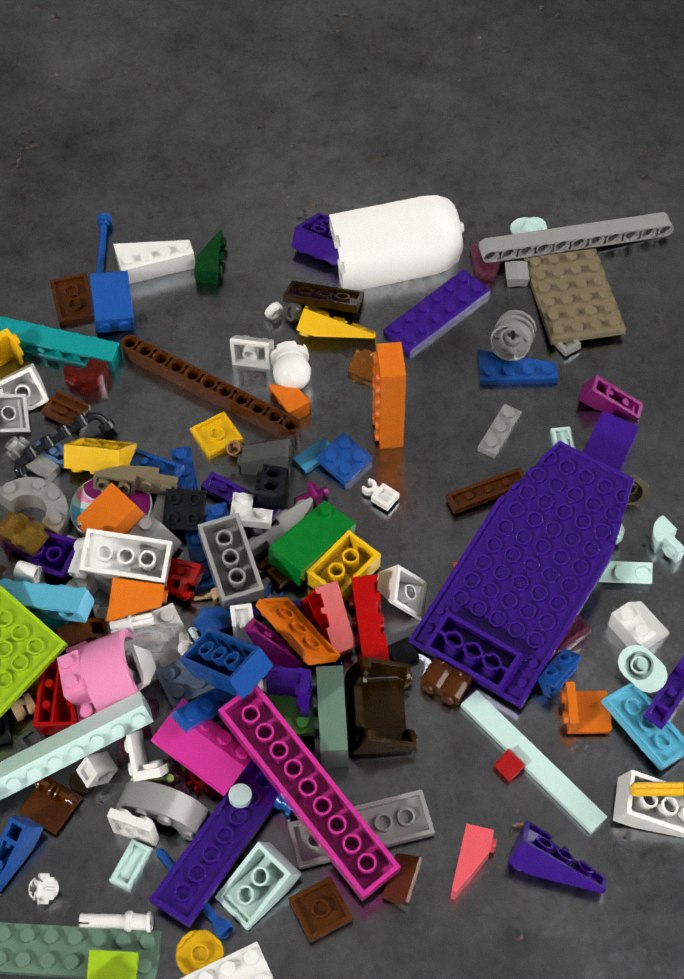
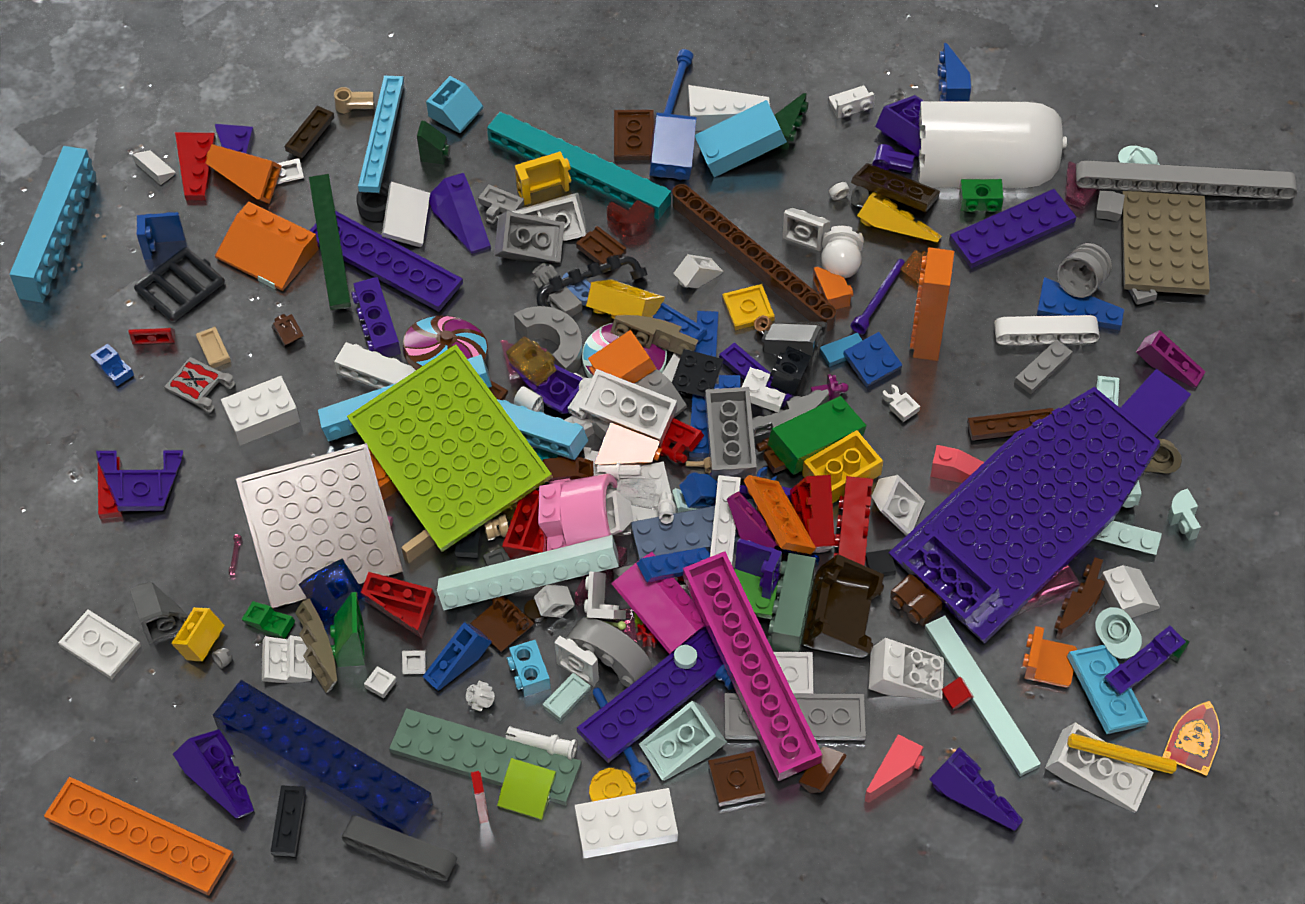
camera: 15 degrees right, 0 degrees up
(91, 843) = (530, 668): none -> medium azure brick
(161, 412) = (696, 271): none -> white slope
(172, 282) = (740, 138): none -> medium azure brick
(226, 662) = (701, 526): blue brick -> none
(264, 229) = (851, 101): none -> white bracket
(308, 272) = (888, 158): none -> dark purple piece
(325, 427) = (861, 323): none -> dark purple piece
(350, 188) = (955, 78): none -> blue slope
(352, 781) = (797, 670): none -> white plate
(401, 288) = (981, 195): none -> green brick
(446, 541) = (953, 464): none -> coral slope
(454, 755) = (905, 671): none -> white slope
(493, 396) = (1046, 329): none -> white beam
(558, 672) = (1034, 614): blue bracket -> none
(598, 645) = (1082, 602): none -> reddish brown slope

